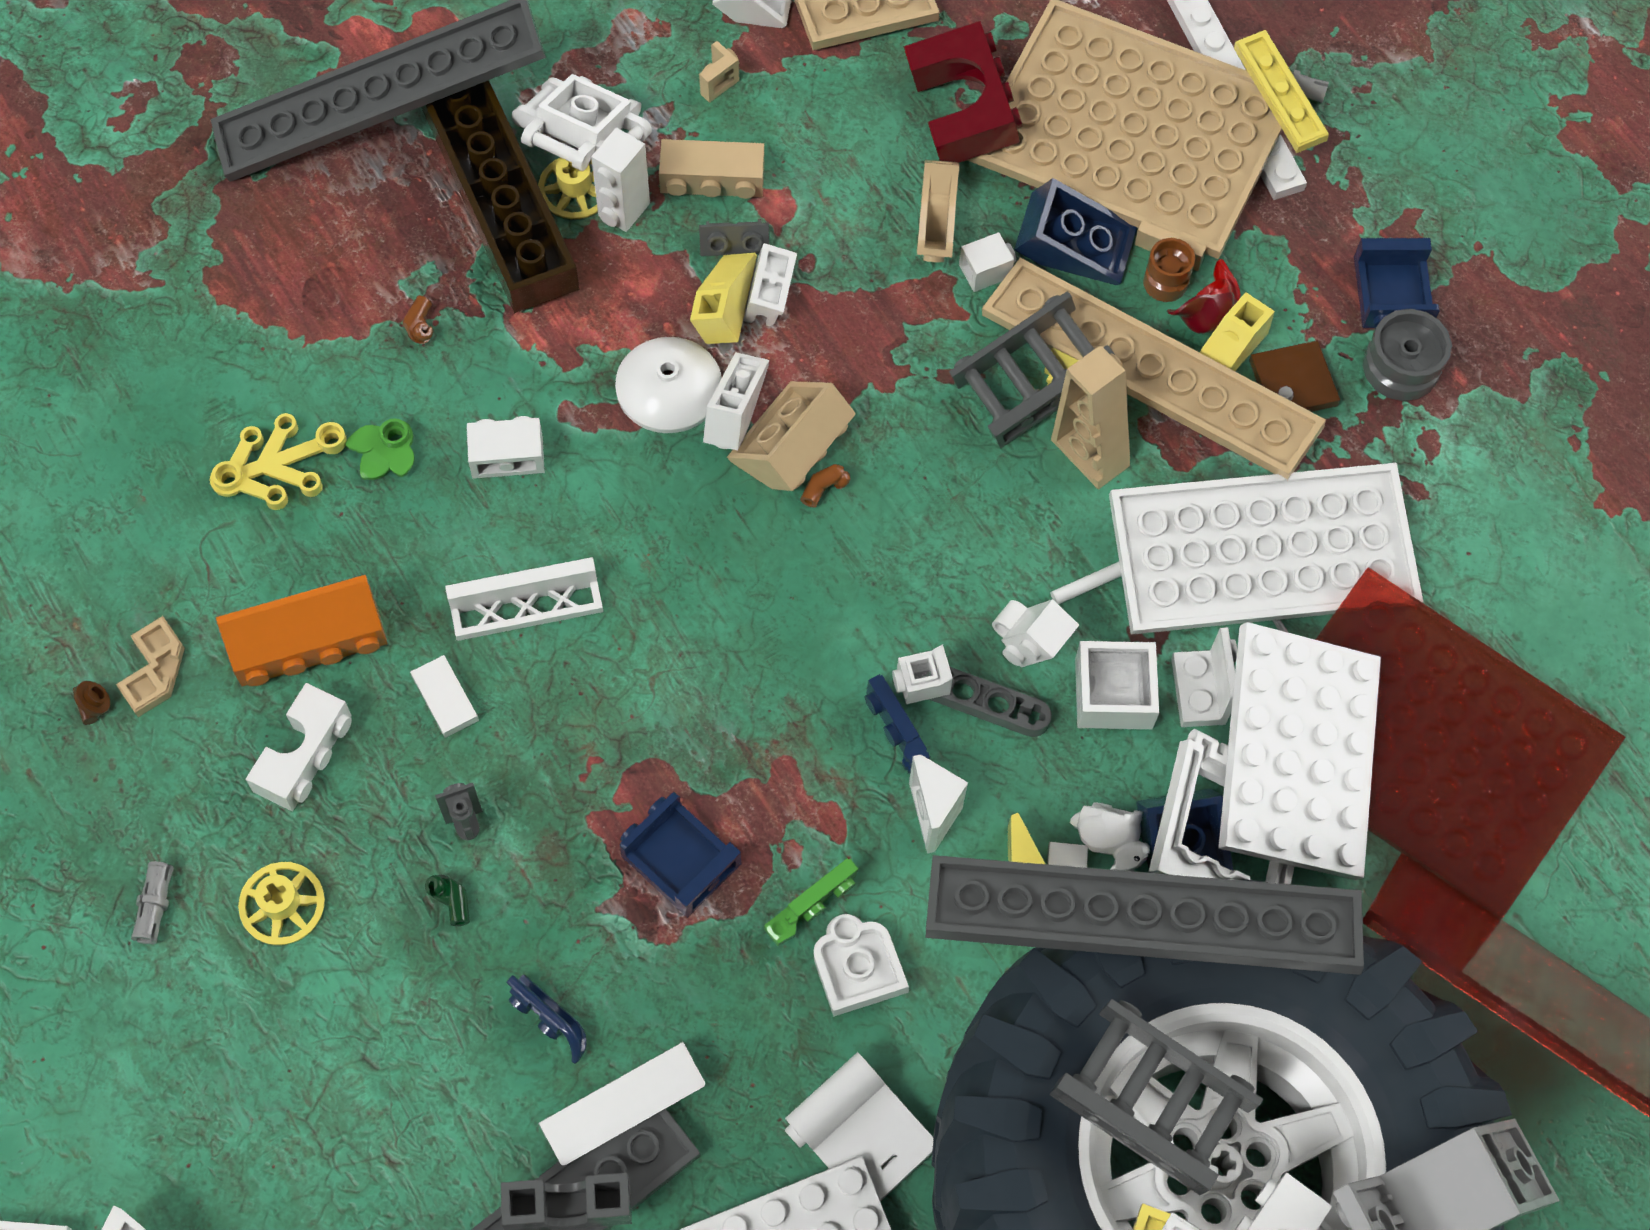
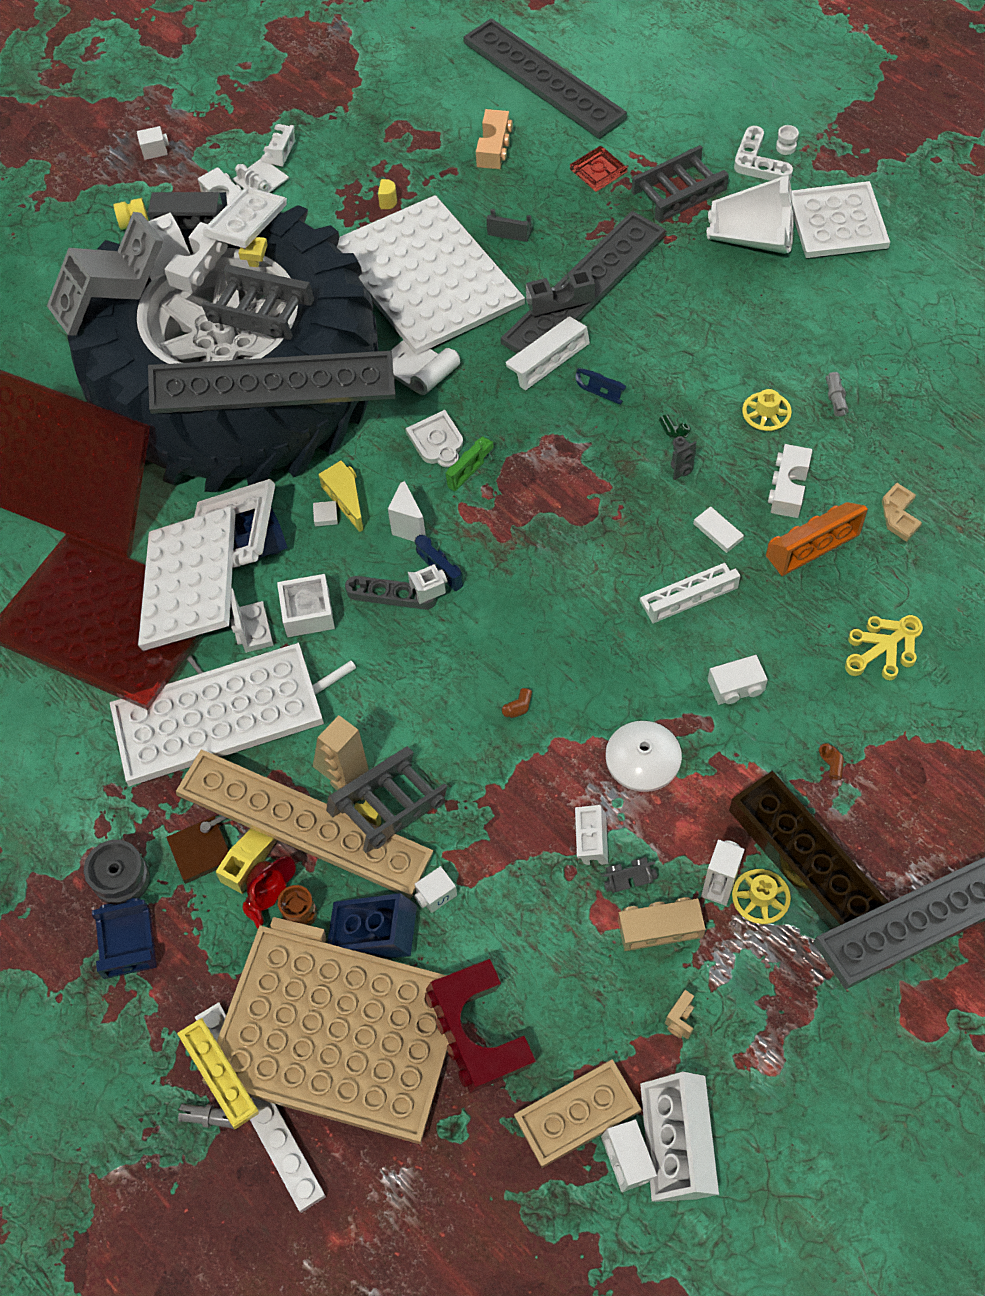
camera: 175 degrees right, 5 degrees down
(91, 701) = (926, 484): reddish brown plate -> none
(379, 452) = (820, 666): bright green plate -> none
(579, 116) = (772, 935): white brick -> none
(678, 854) = (549, 472): dark blue panel -> none
(723, 299) = (621, 814): light yellow slope -> none
(734, 401) = (592, 748): white slope -> none
(793, 434) = (548, 729): tan slope -> none
(937, 210) = (478, 911): tan arch -> none
(1033, 632) = (361, 621): white hinge -> none
(1113, 833) = (300, 525): white animal -> none

